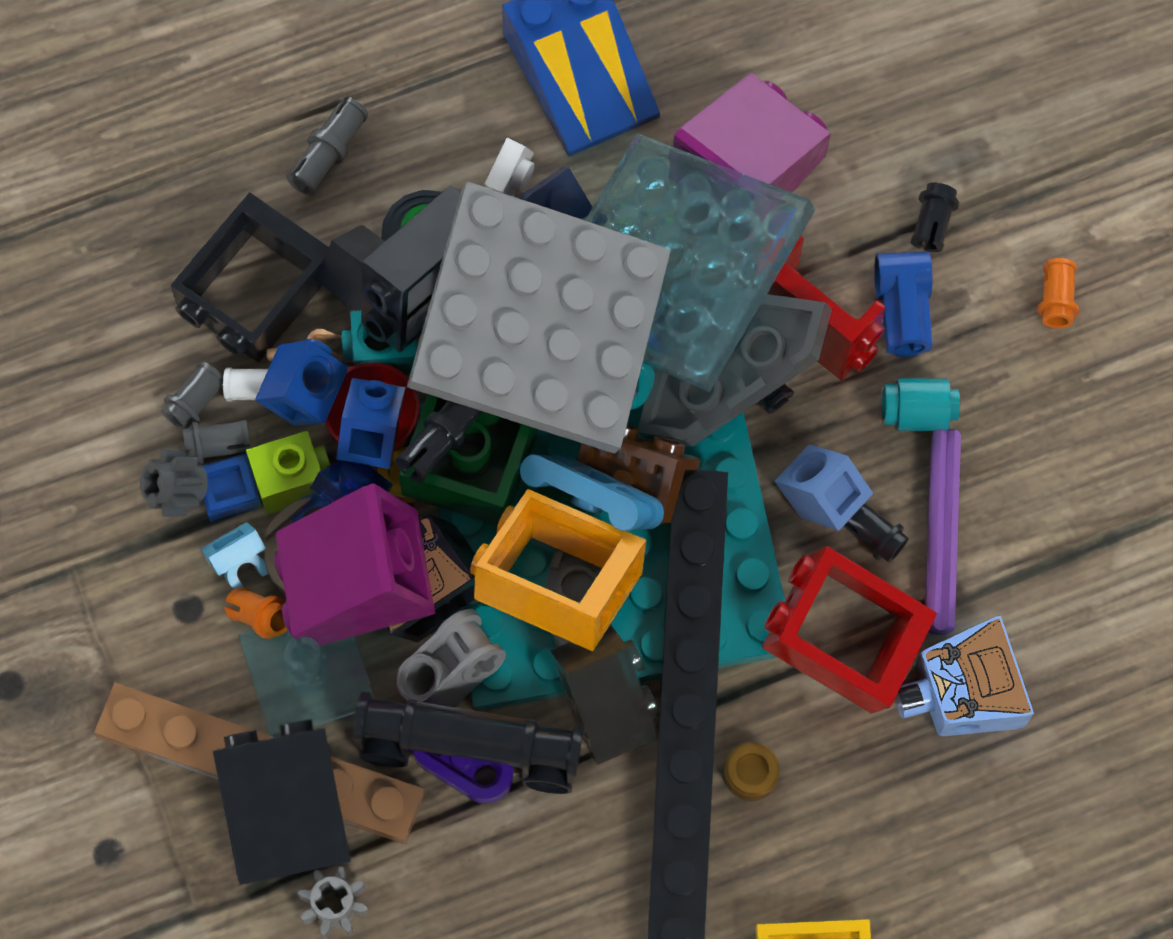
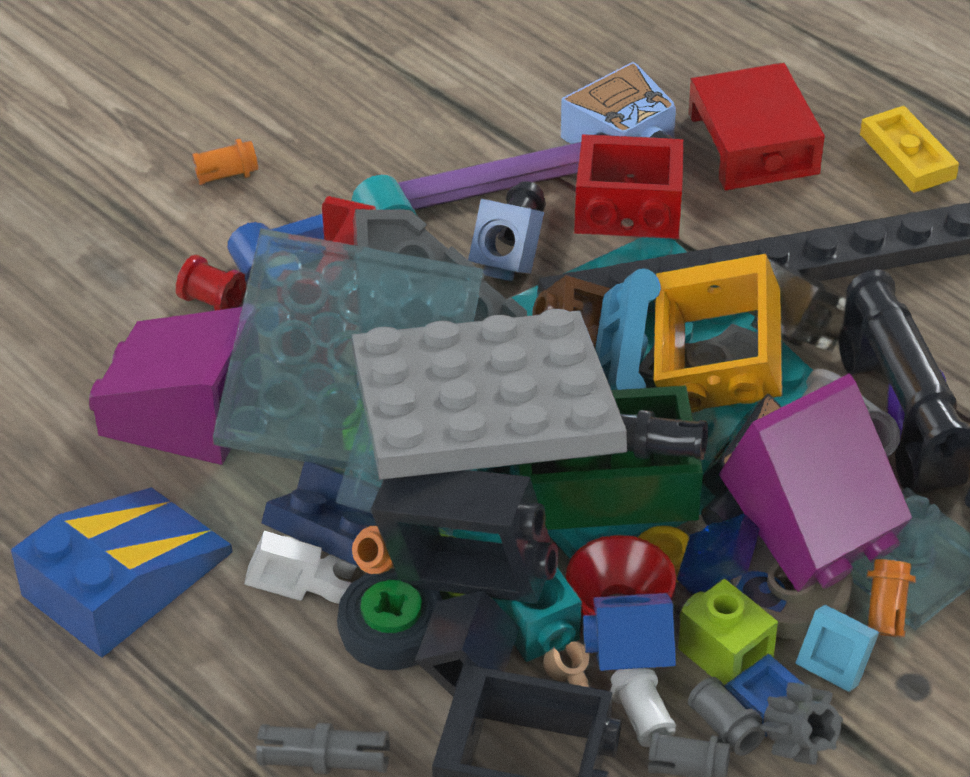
camera: 110 degrees left, 25 degrees down
(370, 423) = (648, 544): blue brick -> none
(751, 771) = (782, 222): pearl gold tile -> none
(880, 224) = (210, 284): none -> red bush
(911, 807) = (758, 125): none -> red panel
(937, 205) = (171, 255): black pin -> none

